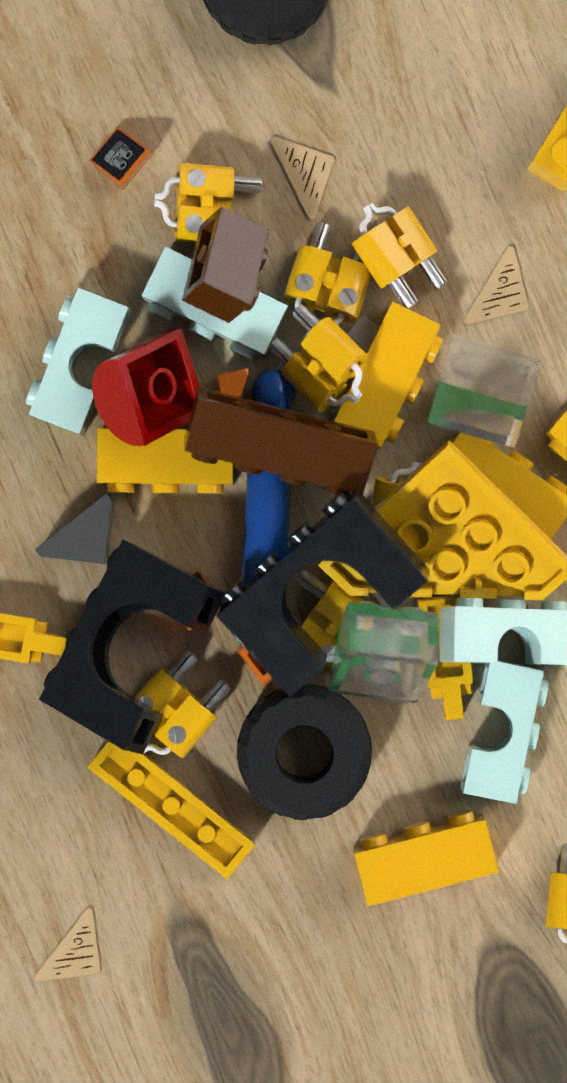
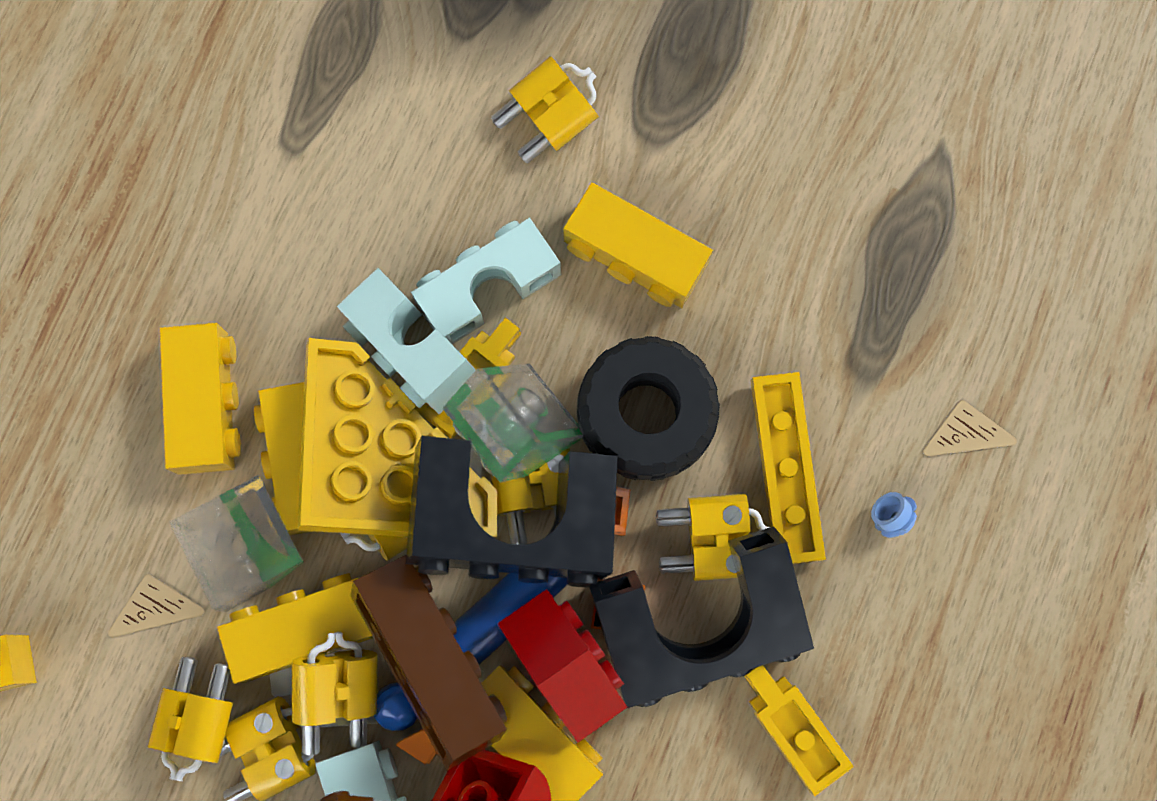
camera: 140 degrees left, 10 degrees down
(70, 843) = (894, 514): none -> light blue plate
(84, 537) = (654, 741): dark grey slope -> none
(190, 528) = (565, 664): none -> red brick

